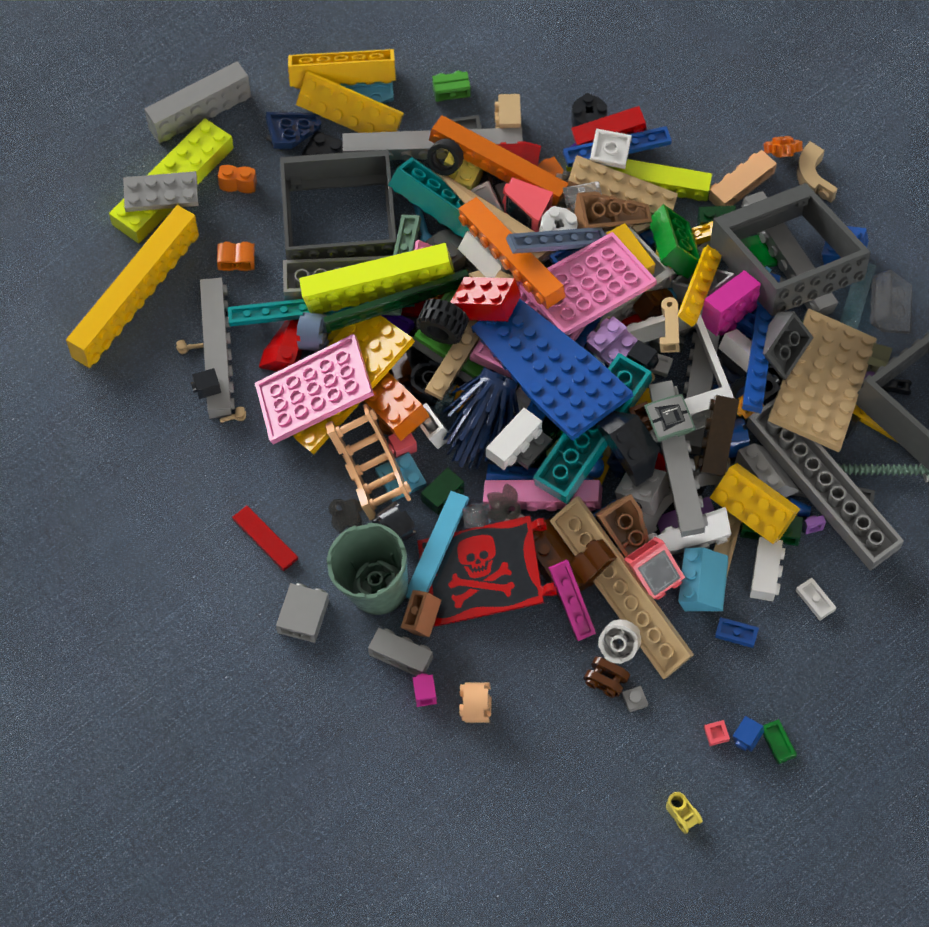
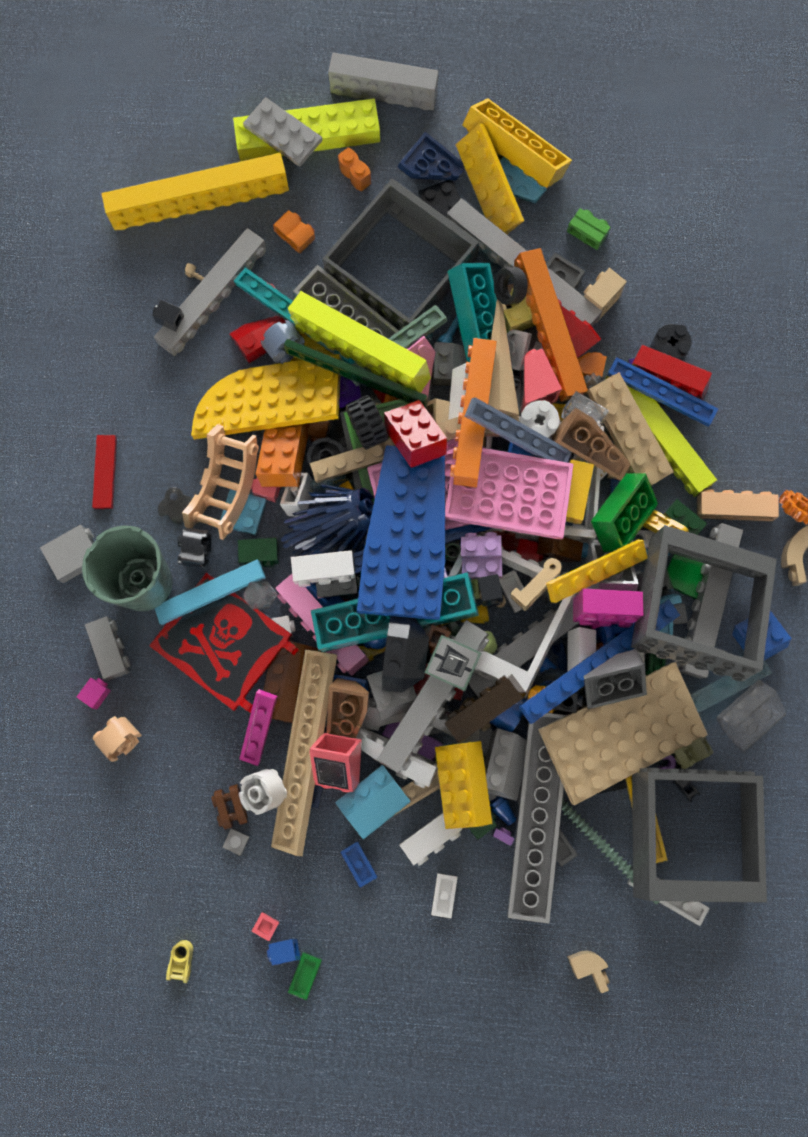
camera: 45 degrees right, 15 degrees up
(240, 415) = (179, 360): tan hand -> none
(314, 389) = (238, 389): bright pink plate -> none
(421, 613) = (146, 633): nougat brick -> none
(502, 502) = (284, 603): clear smoke plate -> none
(593, 560) = (299, 714): reddish brown brick -> none
(610, 148) = (653, 389): white tile -> none

